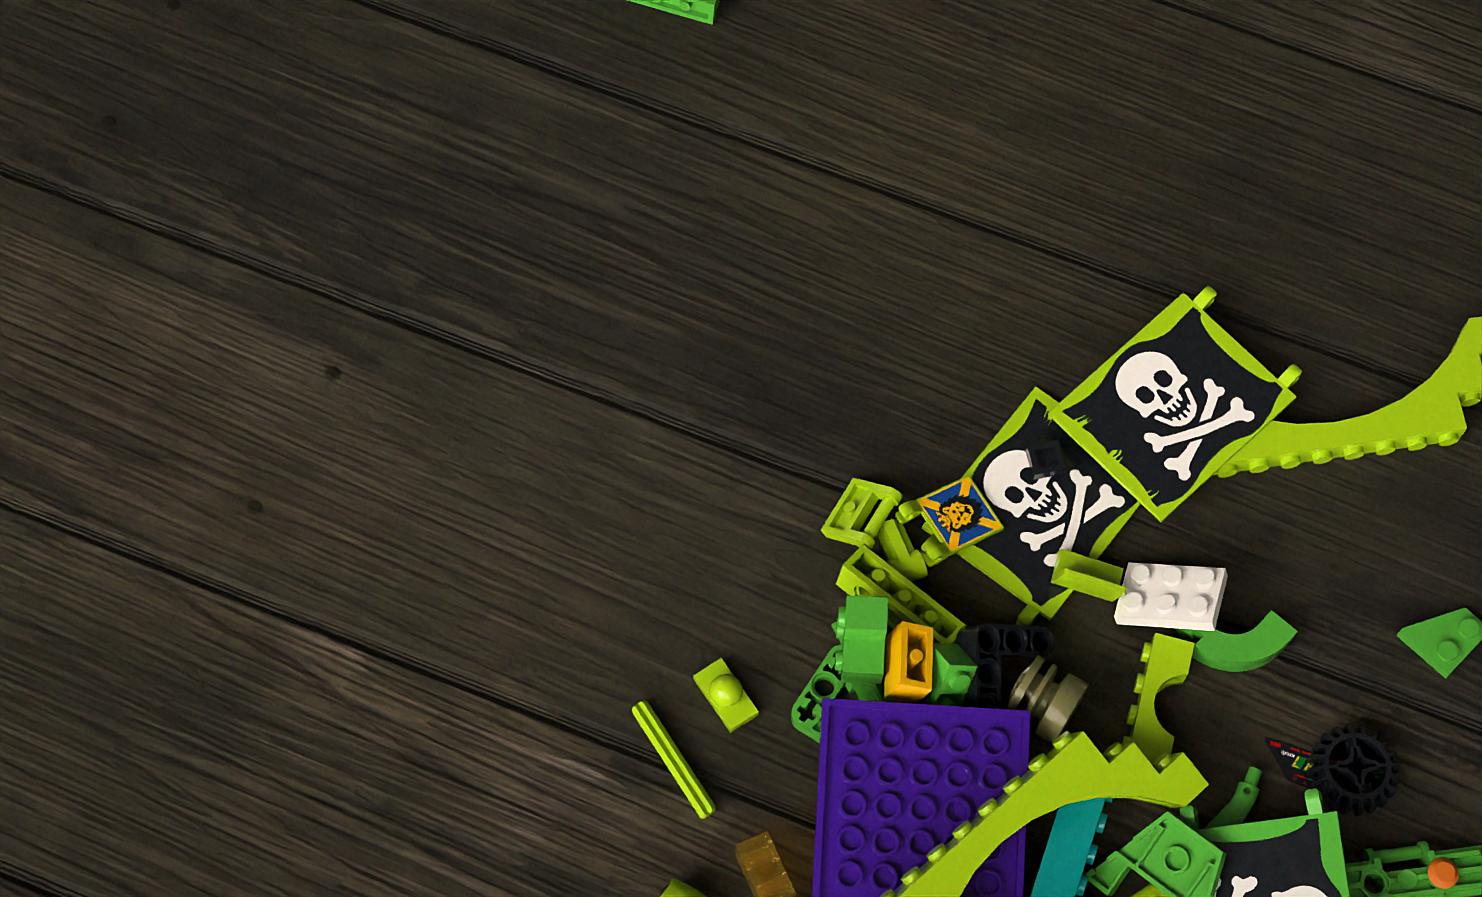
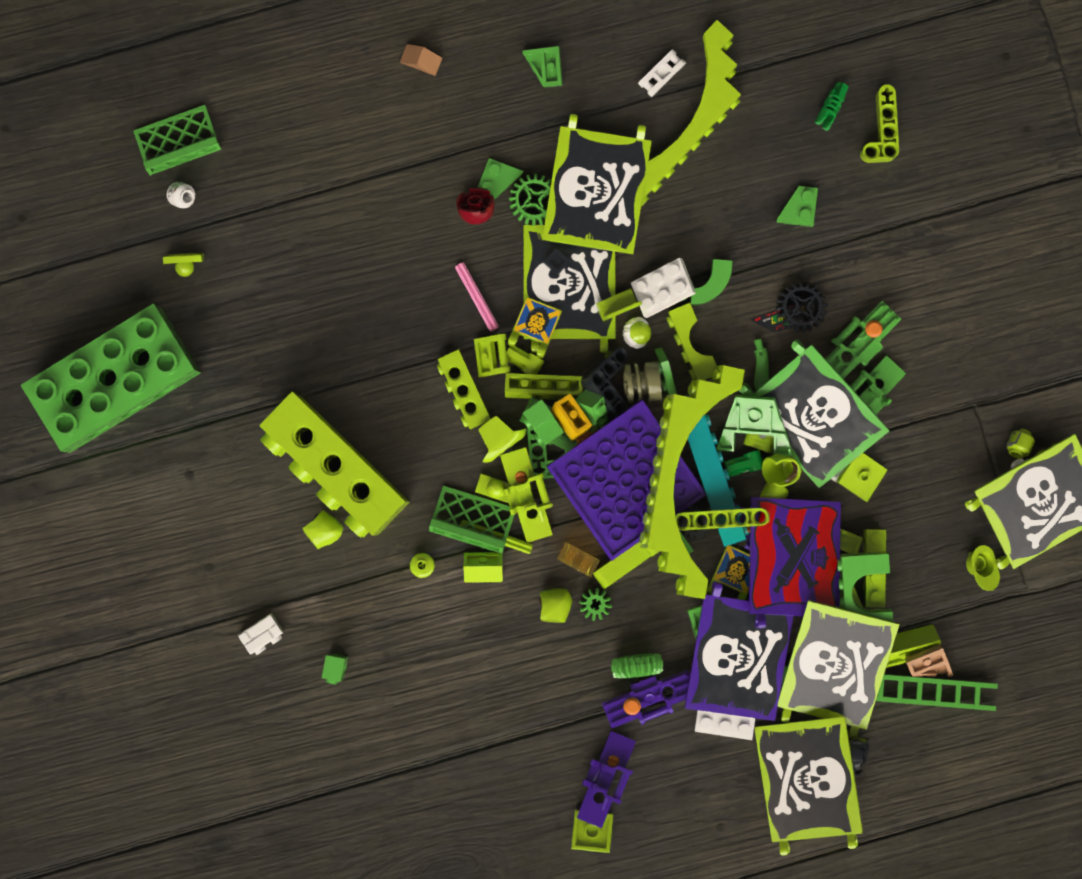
camera: 35 degrees left, 20 degrees up
(245, 641) = (260, 634): none -> white brick
(303, 758) = (334, 668): none -> bright green brick
(337, 174) = (134, 386): none -> bright green brick
(446, 566) = (323, 529): none -> lime piece
(527, 484) = (285, 433): none -> lime brick
(540, 726) = (429, 565): none -> lime head
(552, 113) = (184, 265): none -> lime tile
(616, 33) = (180, 194): none -> white head
(621, 786) = (483, 567): none -> lime panel
(634, 719) = (465, 534): none -> bright green fence
(751, 727) = (519, 495): none -> lime piece
(782, 580) = (455, 360): none -> lime brick
(784, 625) = (498, 438): none -> lime piece
(900, 428) = (477, 297): none -> bright pink axle
(989, 314) = (475, 206): none -> dark red cylinder
(1043, 305) = (498, 177): none -> bright green wing
(1050, 364) = (527, 205): none -> bright green gear
(1058, 97) = (421, 59): none -> medium nougat slope
(1087, 633) = (636, 332): none -> hair
(1091, 701) = (664, 369): none -> bright green wing
(1219, 215) = (546, 65): none -> bright green wing
(1372, 332) = (662, 73): none -> white plate

